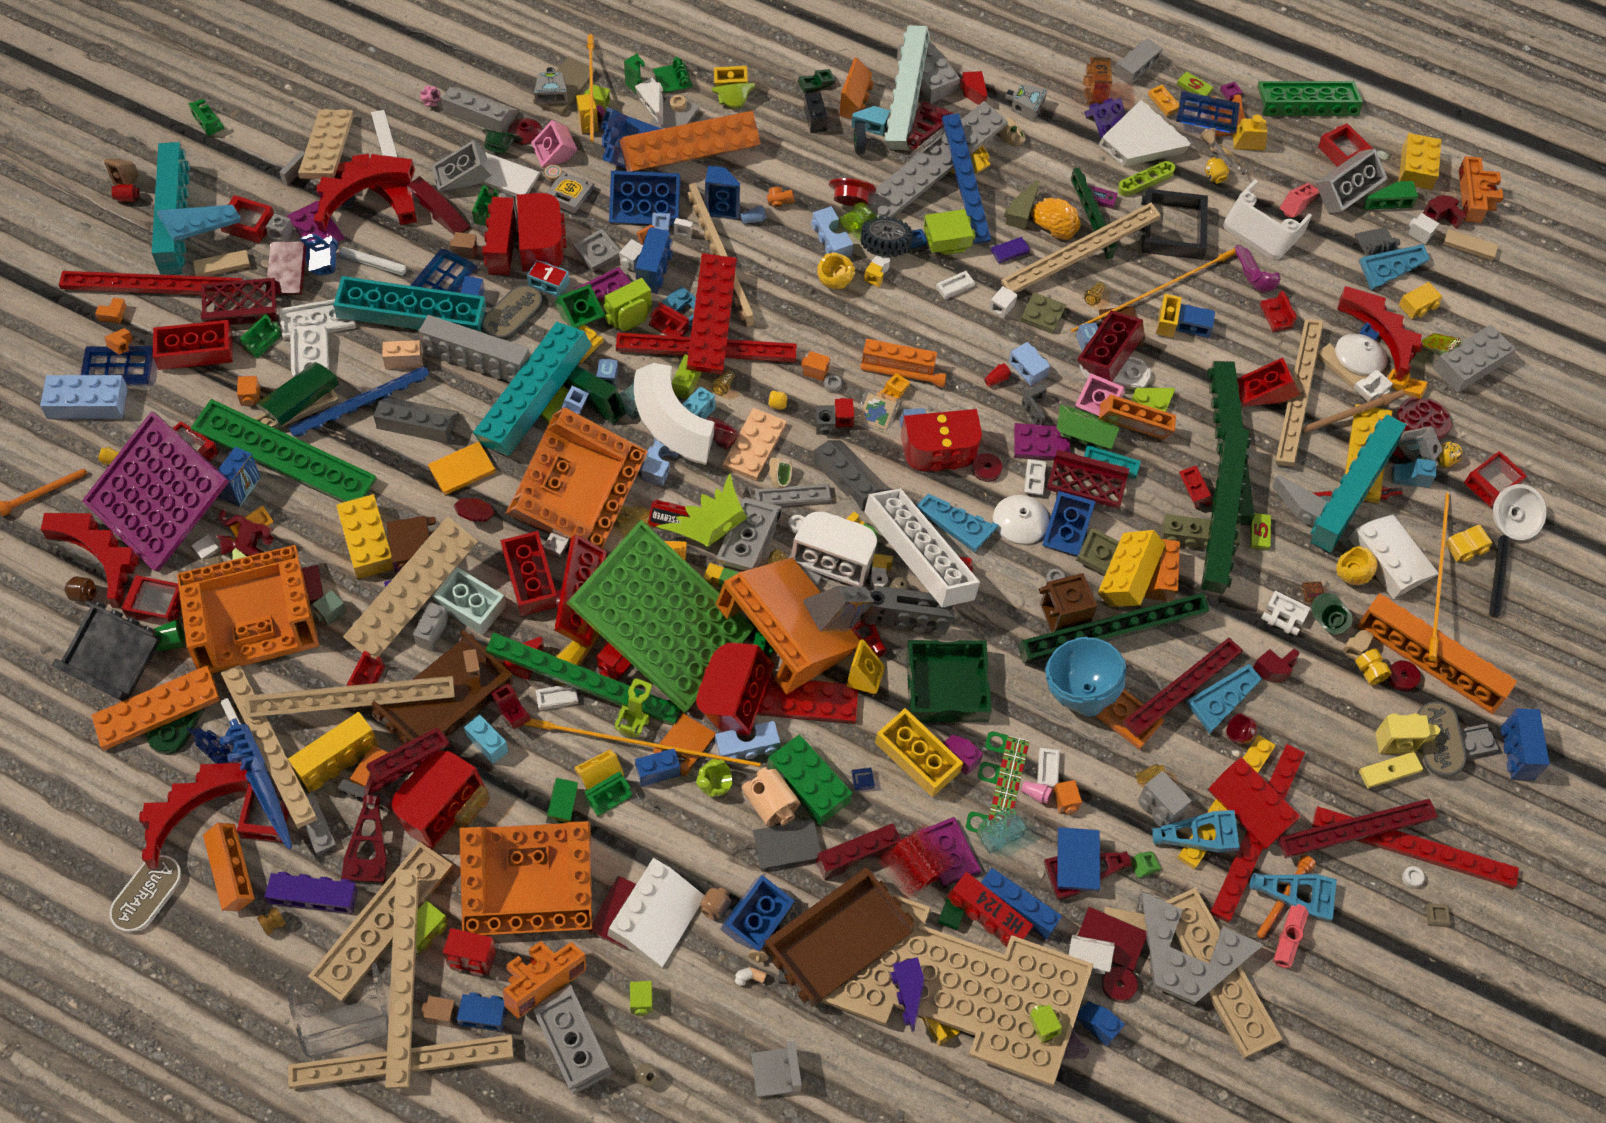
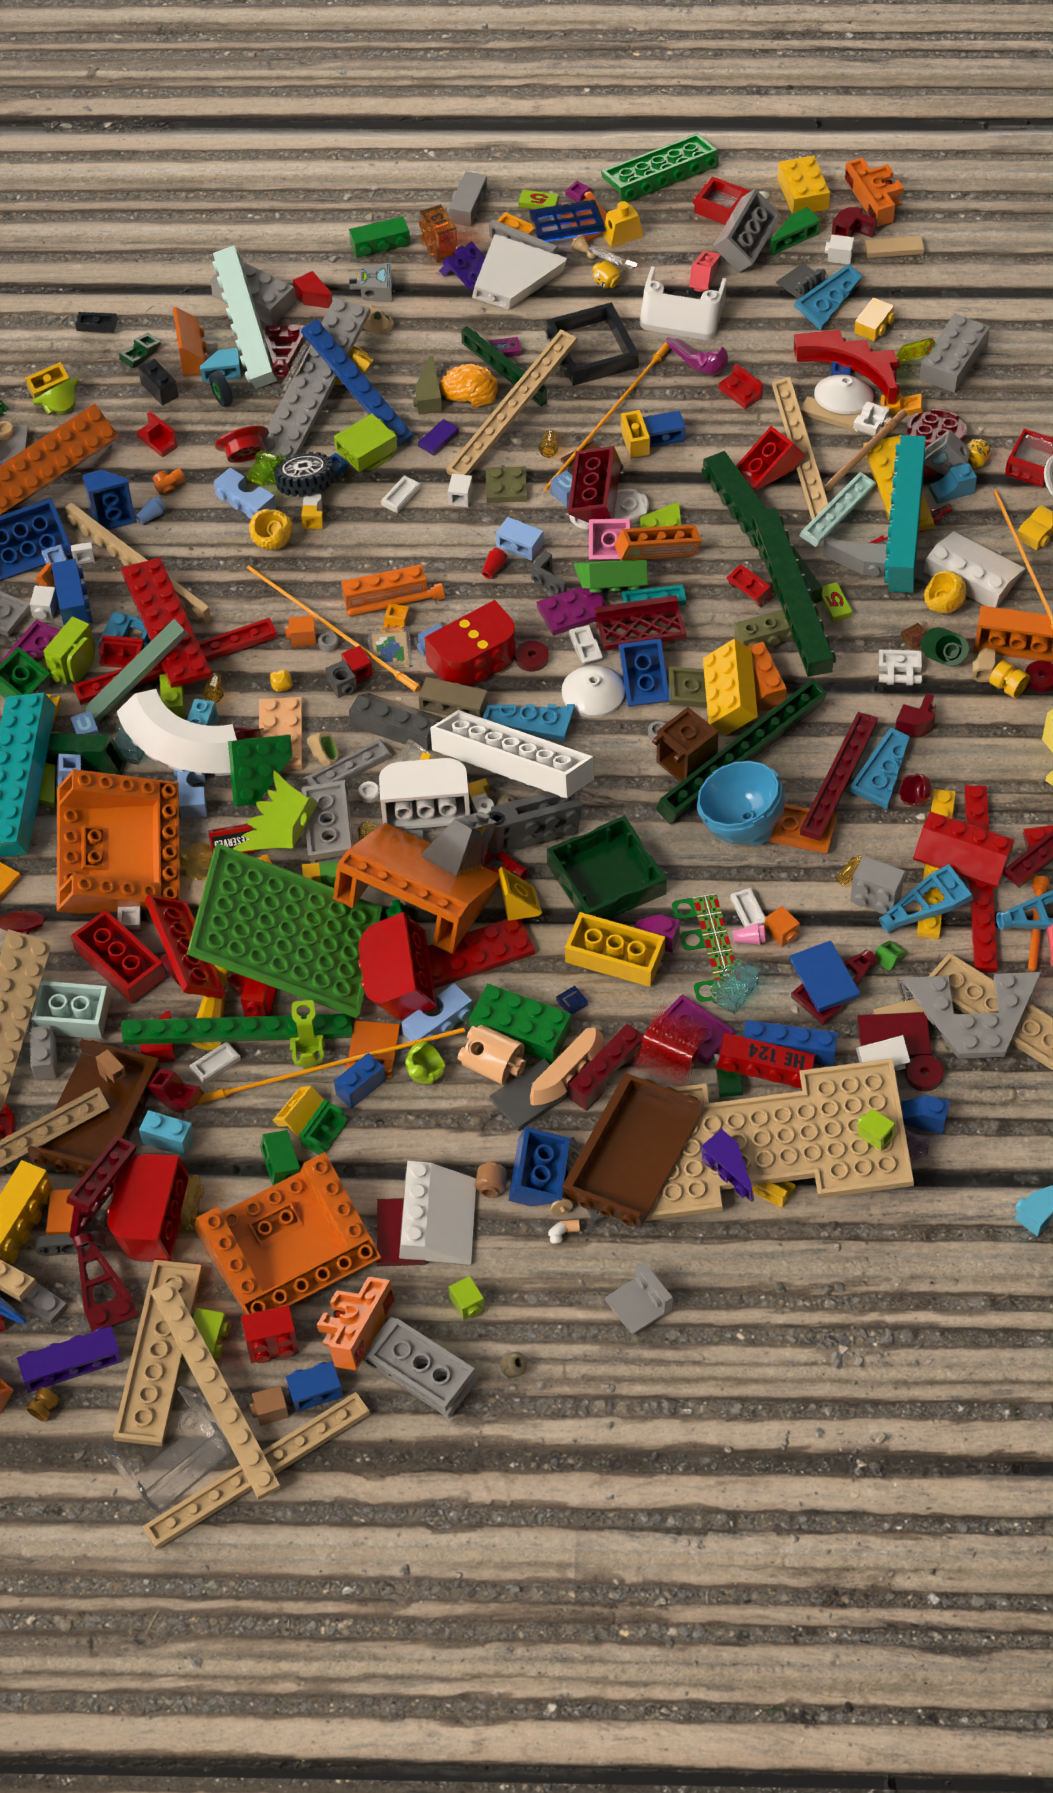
camera: 20 degrees left, 5 degrees down
(667, 343) = (136, 670): none -> sand green tile
(716, 461) = (254, 763): none -> green plate
(792, 156) = (158, 435): none -> red panel
(795, 44) = (96, 322): none -> black plate
(817, 840) = (561, 1072): none -> light nougat brick
(871, 438) = (400, 676): none -> light orange piece
(903, 475) = (448, 697): none -> dark tan brick
(1051, 64) = (379, 236): none -> green brick
(1134, 187) = (524, 325): lime beam -> none
(1159, 108) = (519, 236): none -> light grey tile
(1303, 453) = (837, 509): none -> light aqua tile

